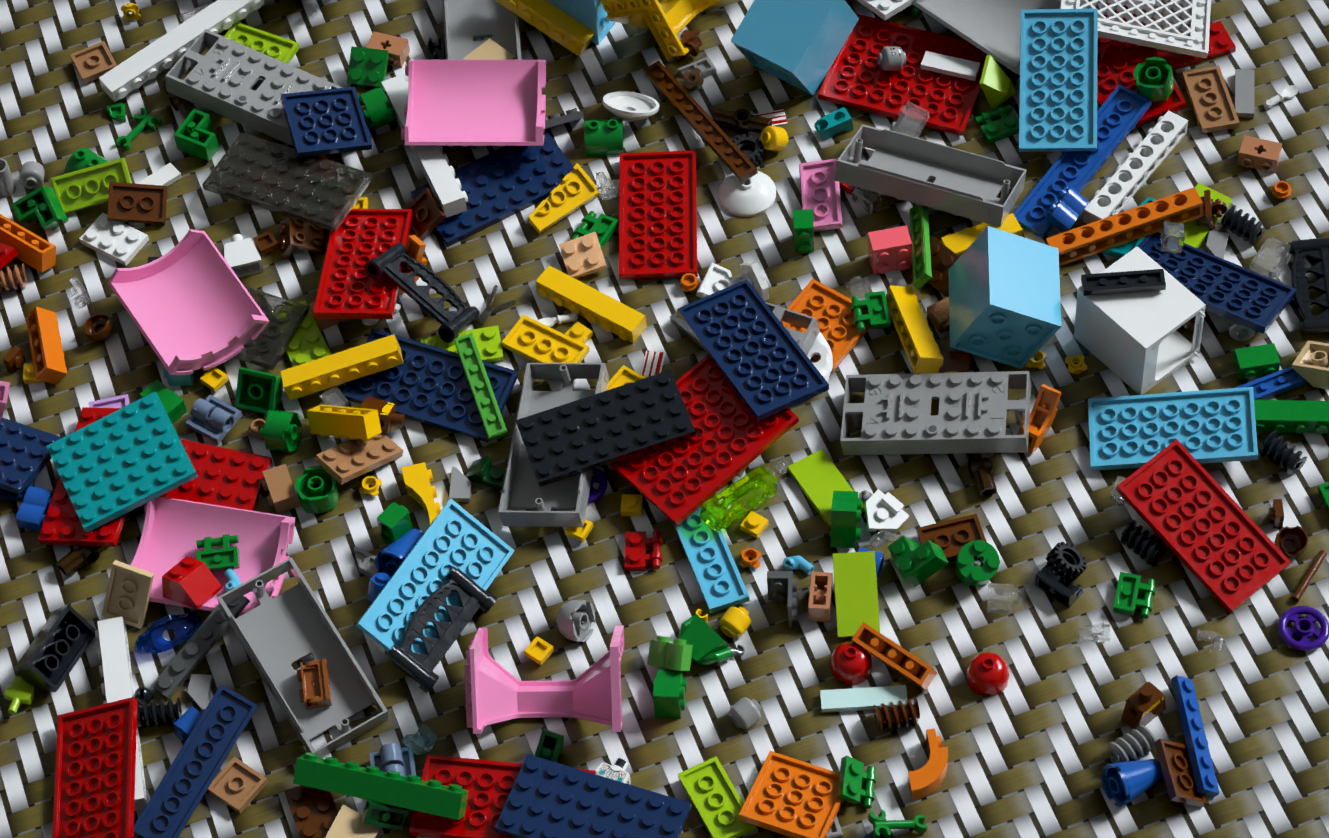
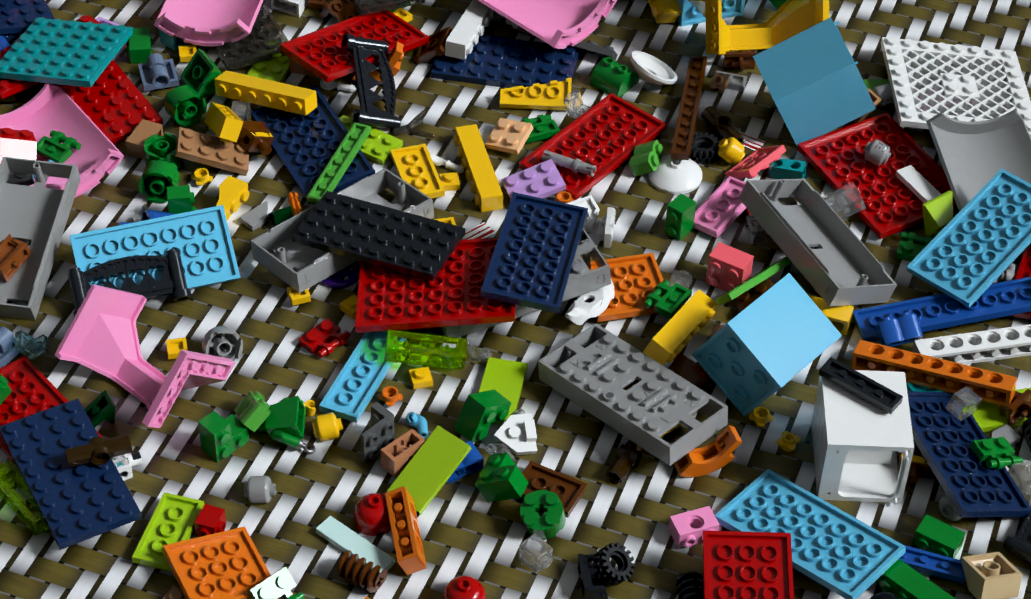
camera: 35 degrees right, 10 degrees down
(348, 517) = (156, 179): none -> green brick
(479, 452) = (294, 203): none -> orange axle
(607, 781) = (98, 451): none -> dark brown piece
(653, 286) = (535, 181): none -> lavender plate
(664, 246) = (575, 165): none -> light grey pin
(716, 194) = (646, 158): none -> bright green brick
(741, 768) = (210, 521): none -> red brick
(804, 136) = (755, 162): none -> coral plate
(1087, 477) = (688, 526): none -> bright pink brick
(1226, 258) = (996, 452): none -> green plate

